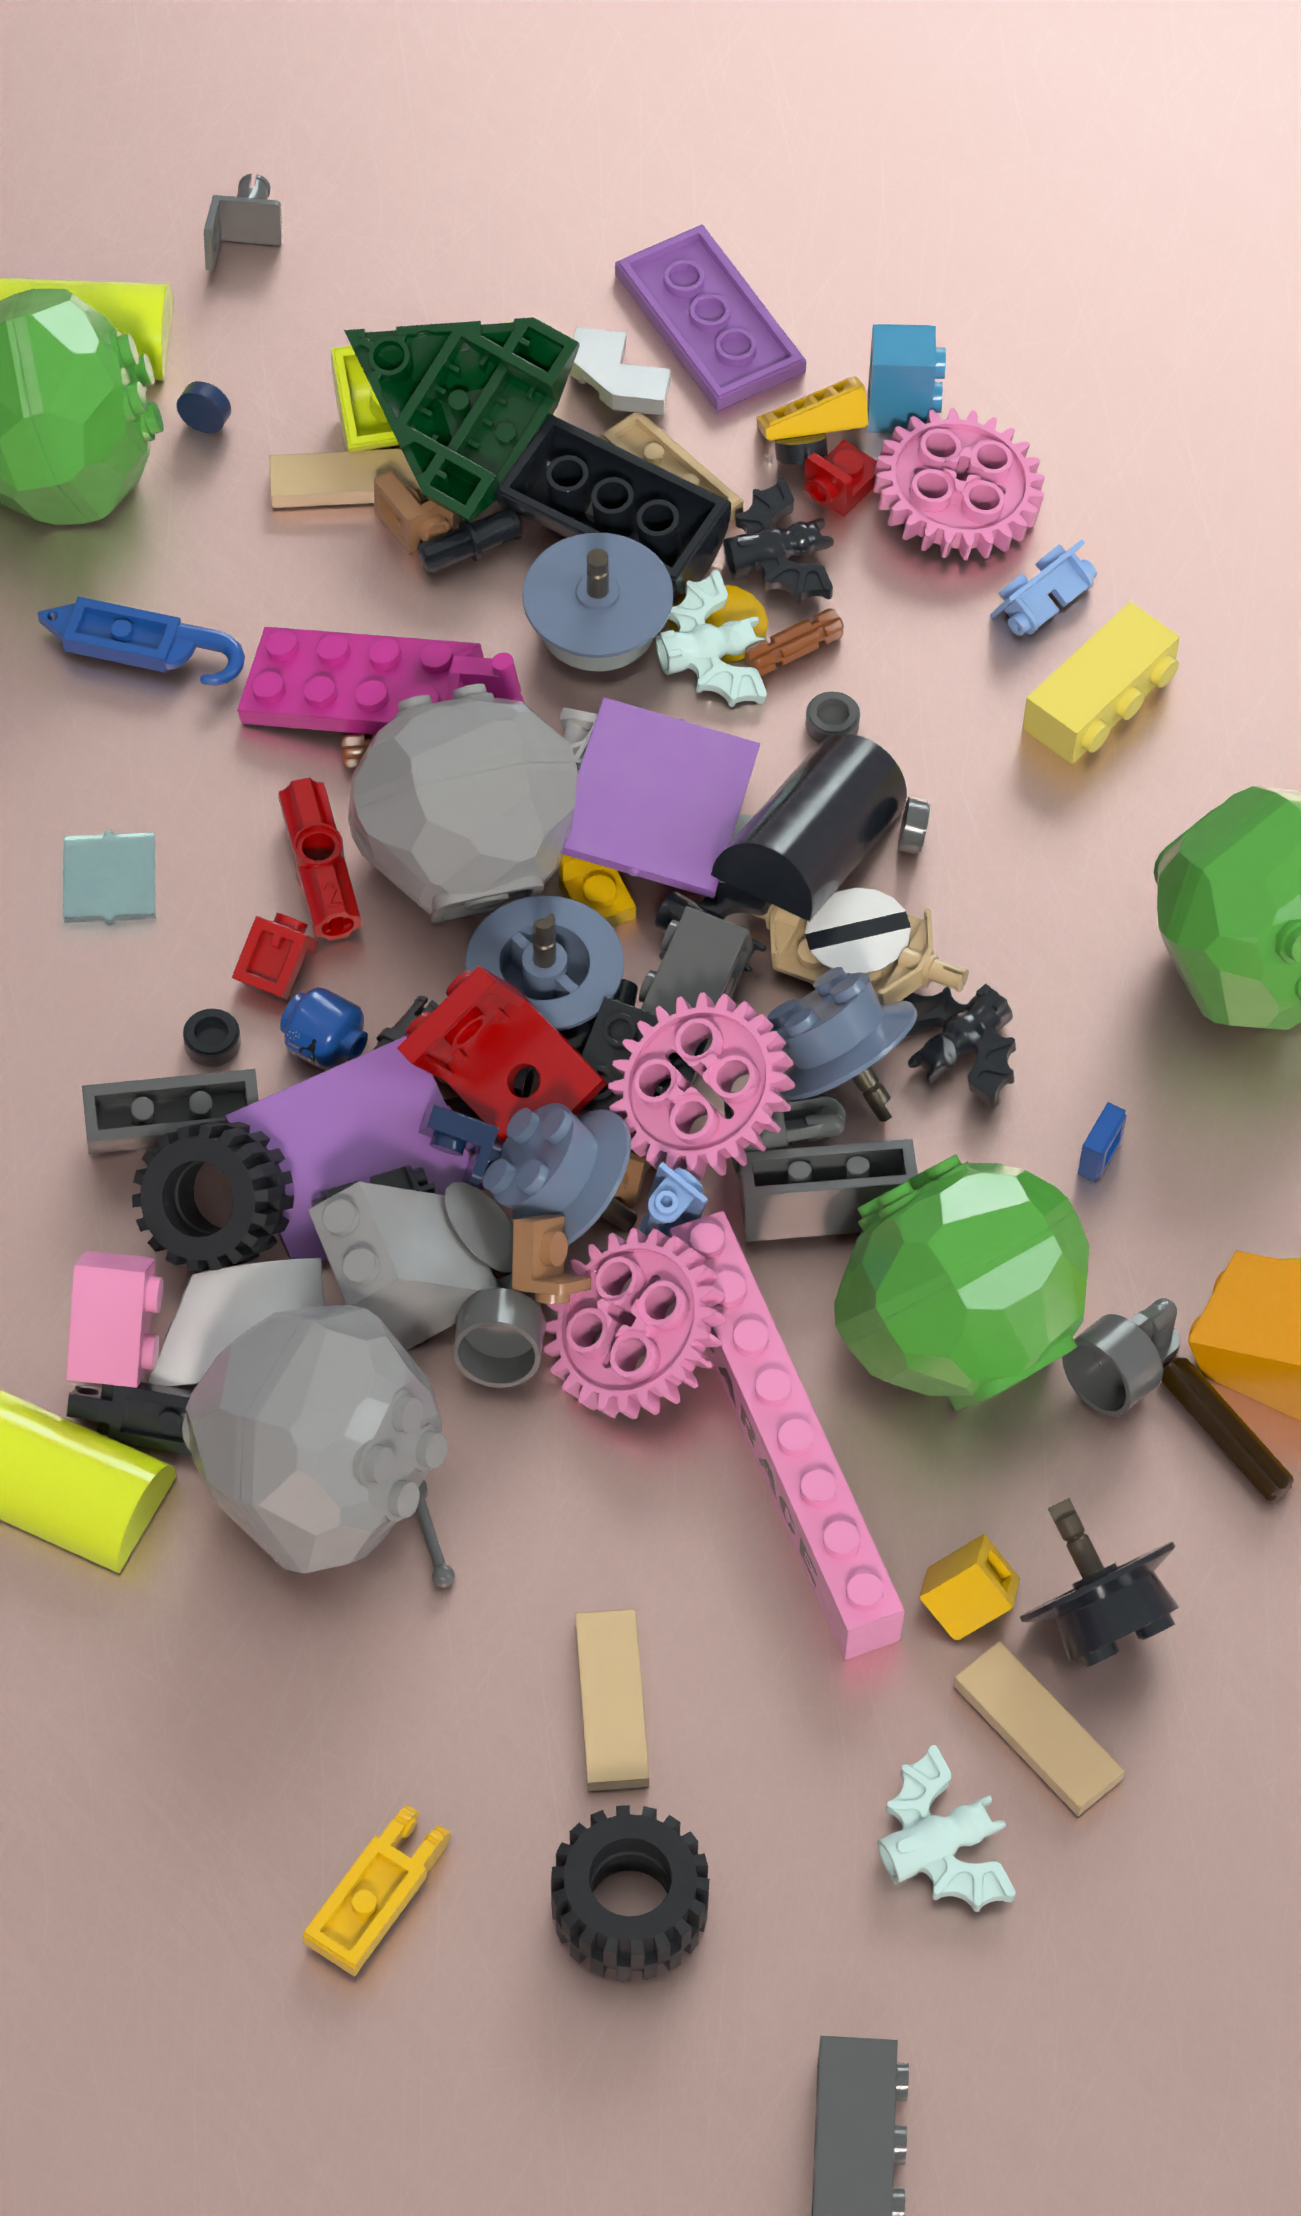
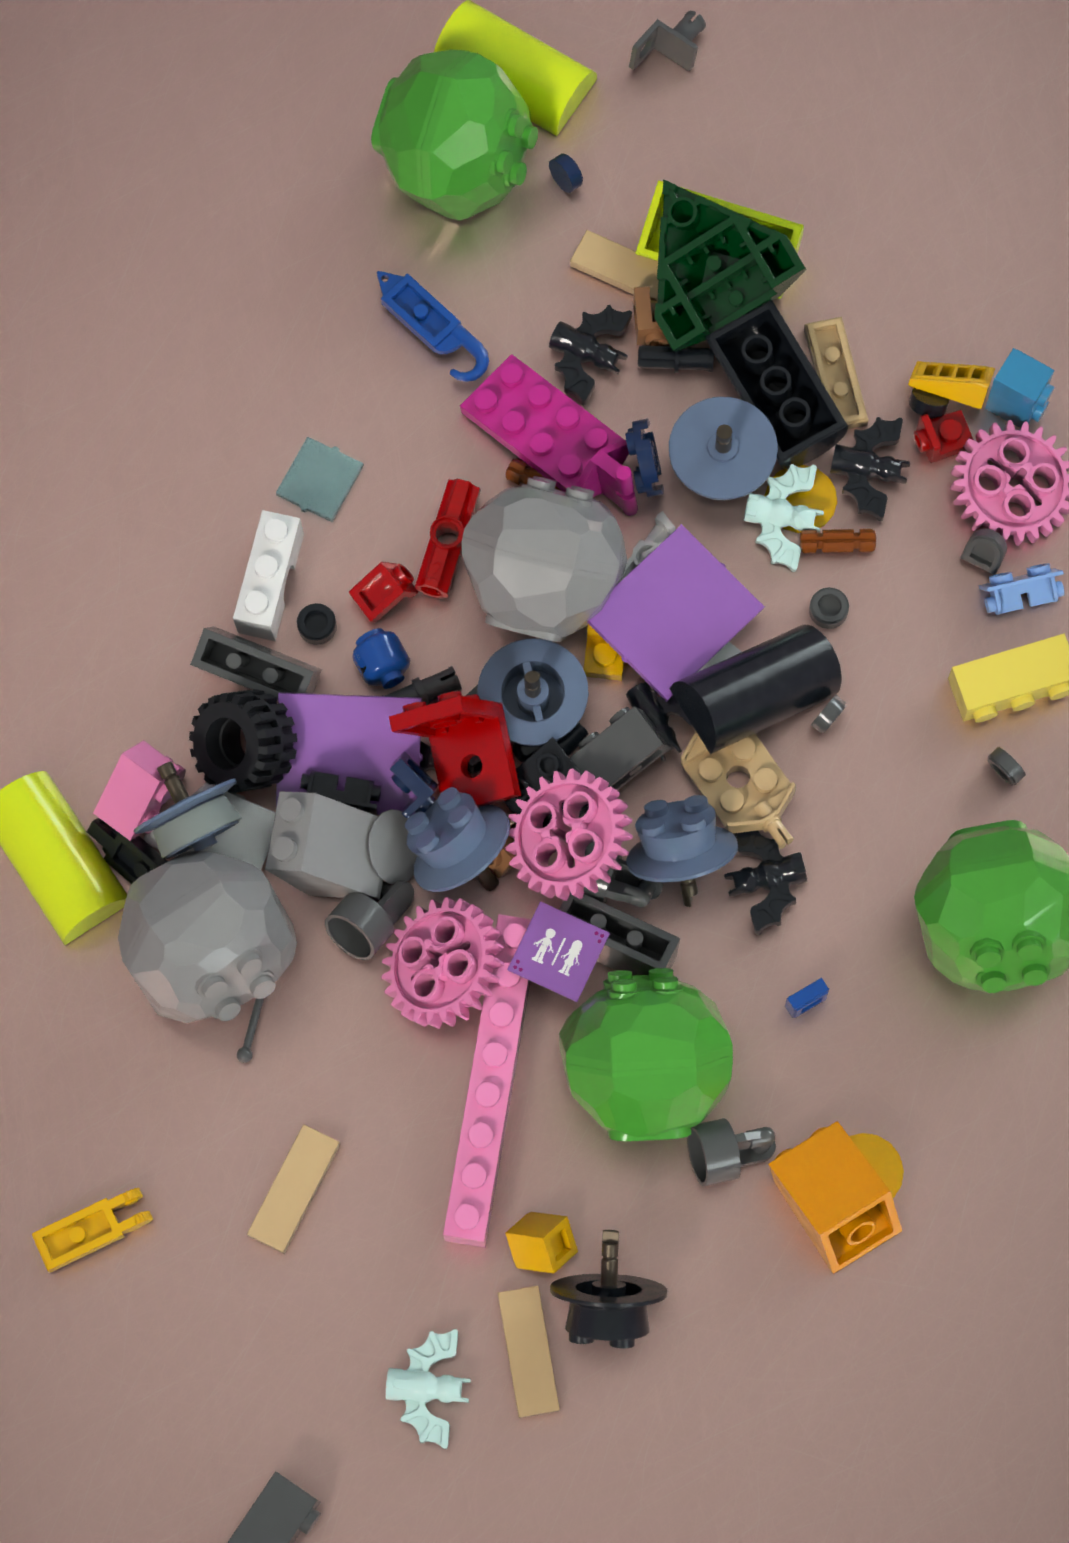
camera: 35 degrees right, 15 degrees up
(117, 999) = (263, 586): none -> white arch
(212, 1300) = (192, 819): none -> piece
(347, 579) = (582, 346): none -> black animal
(510, 636) = (649, 467): none -> dark blue plate
(540, 1257) = (407, 893): medium nougat bracket -> none
(619, 385) = (839, 295): tile -> none
(638, 1845) = (200, 1293): black tyre -> none
(673, 1200) = (509, 898): light blue hinge -> none
(710, 317) = (933, 269): medium lavender tile -> none
(775, 1226) = (558, 951): none -> medium lavender sticker
(858, 931) = (744, 772): white sticker -> none
(974, 567) = (985, 550): none -> dark grey tile
(1158, 779) = (1006, 766): none -> dark grey tile
(1227, 1429) = (763, 1228): dark brown axle -> none

